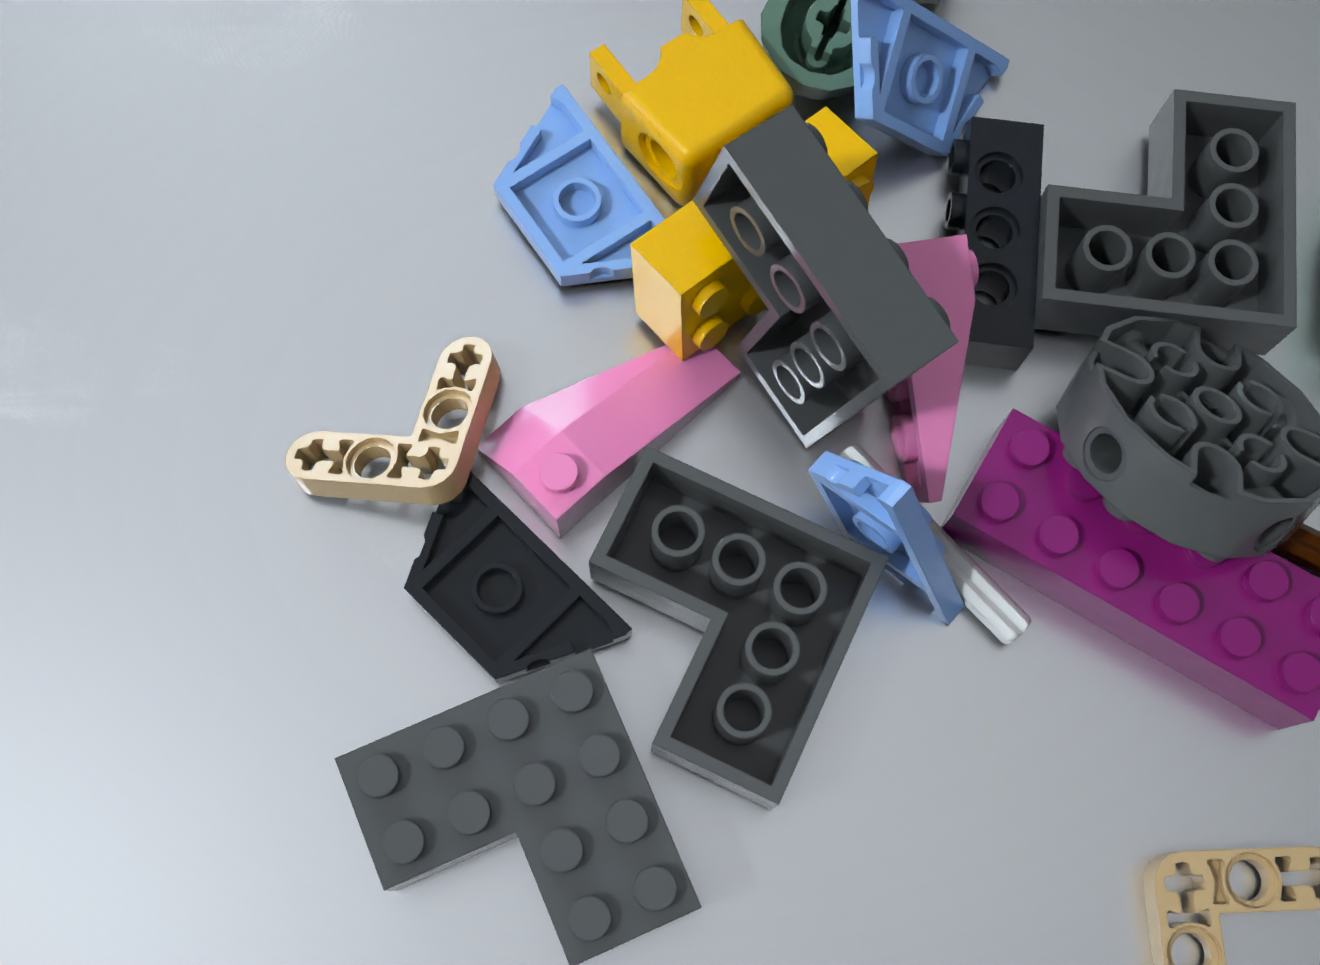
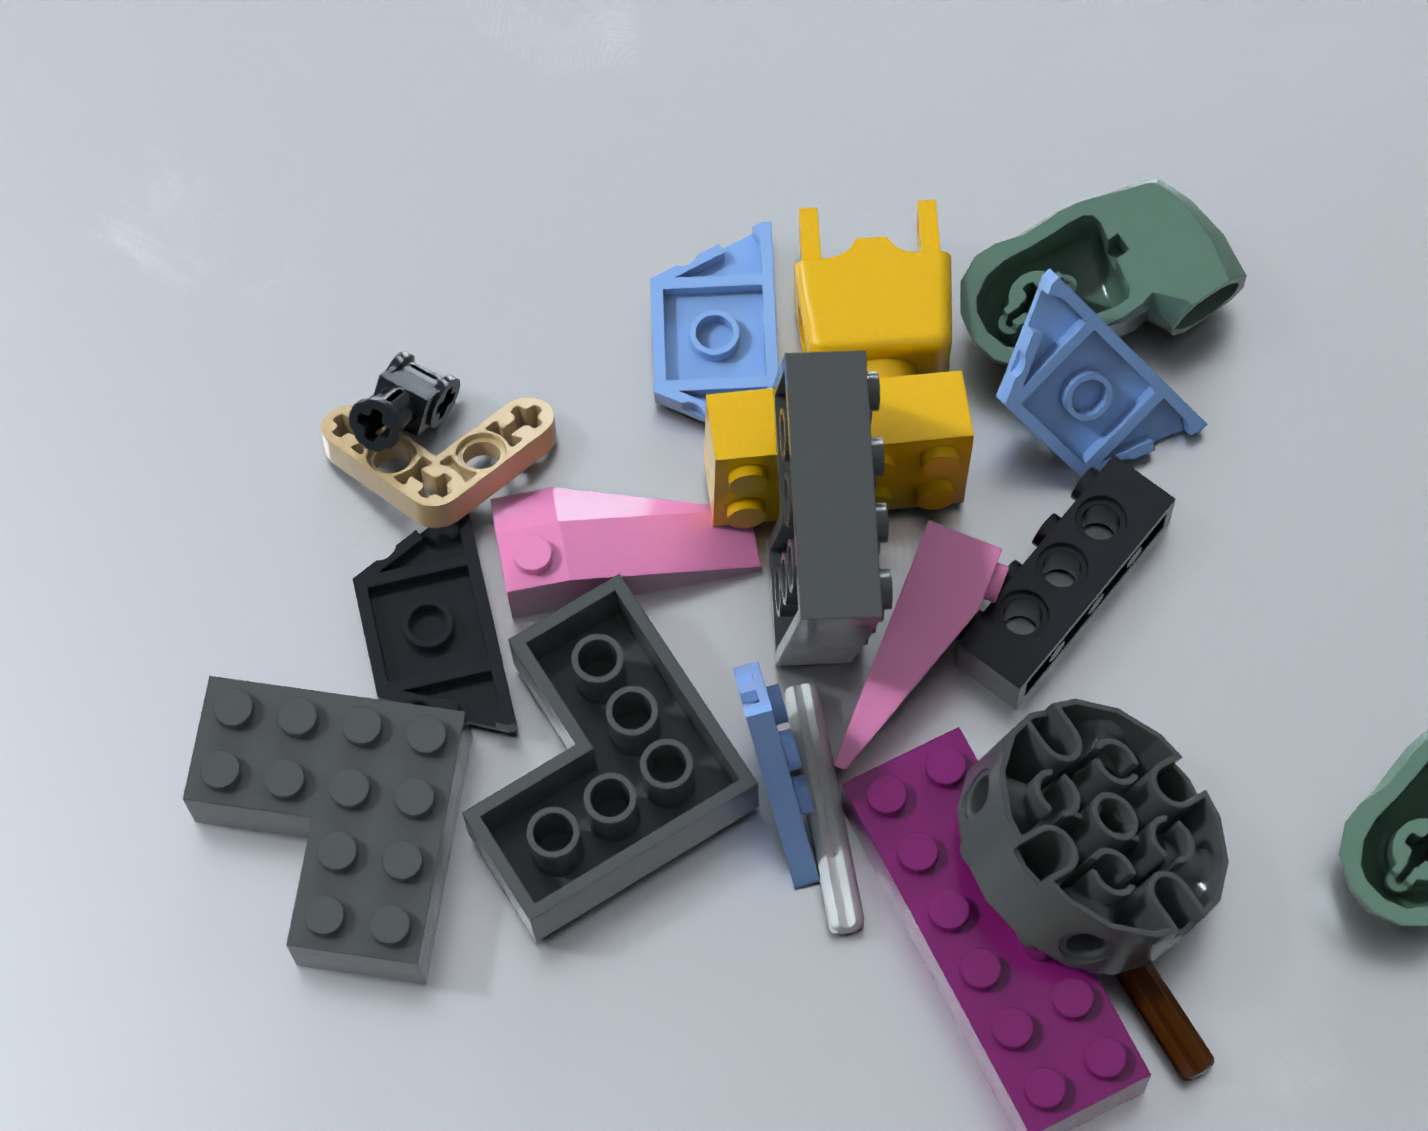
camera: 40 degrees right, 5 degrees down
(349, 403) = (403, 399): none -> black connector
(1202, 244) = (1239, 699): dark grey brick -> none

